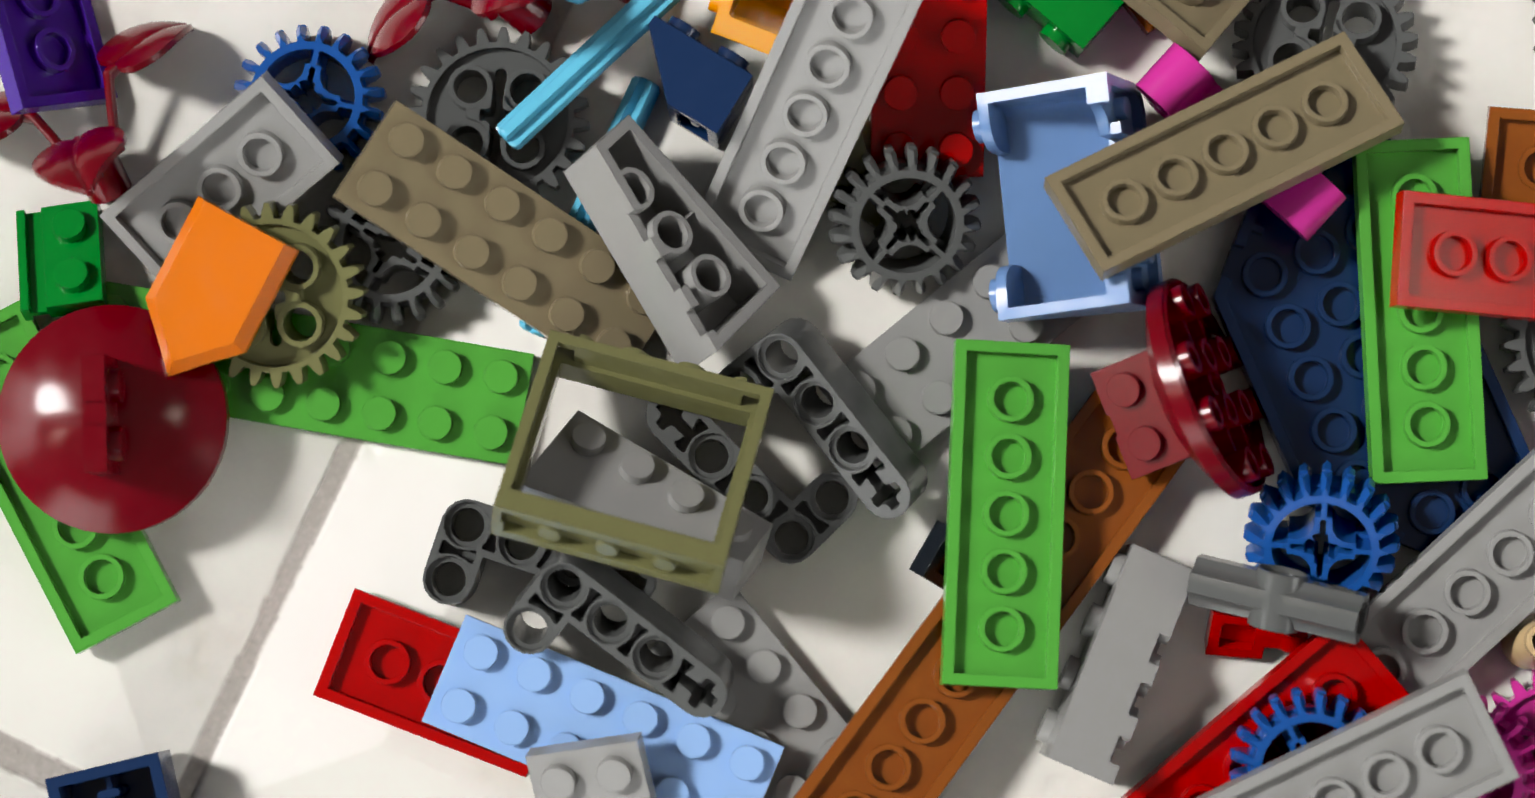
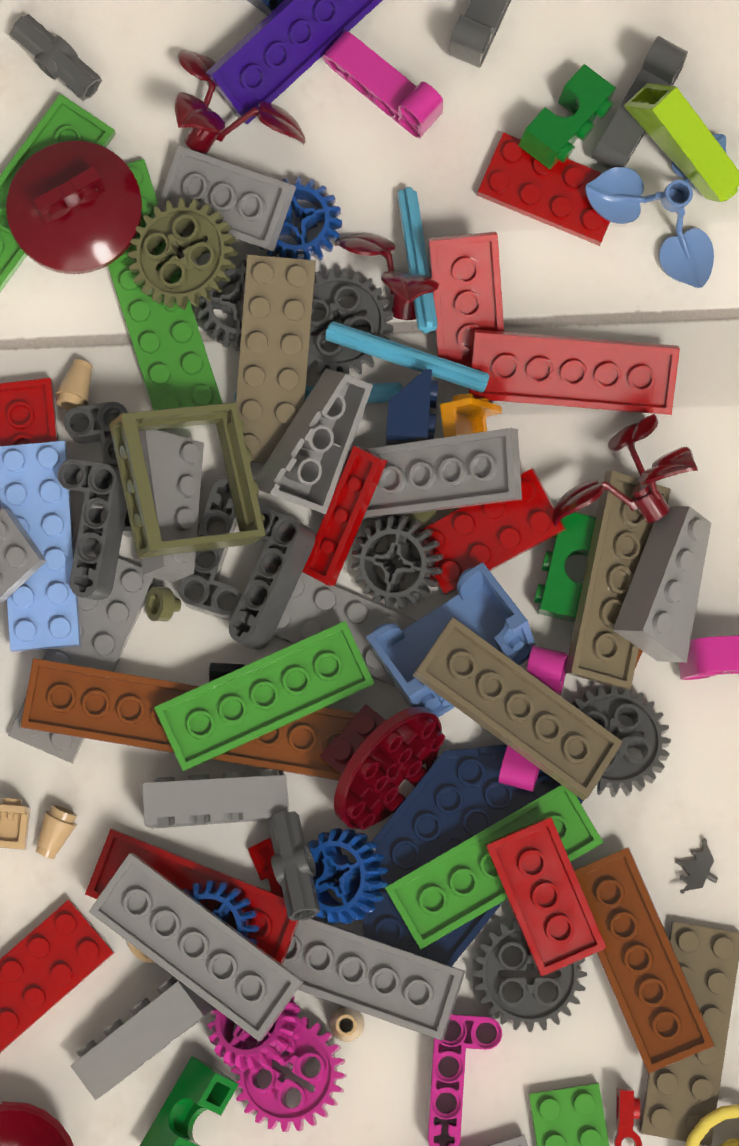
camera: 65 degrees right, 5 degrees down
(61, 259) = (145, 139): green plate -> none
(215, 287) = (168, 219): orange tile -> none
(387, 558) = (75, 386): none -> tan cone
(782, 597) = (161, 604): none -> olive tile
(795, 257) = (344, 515): none -> red plate

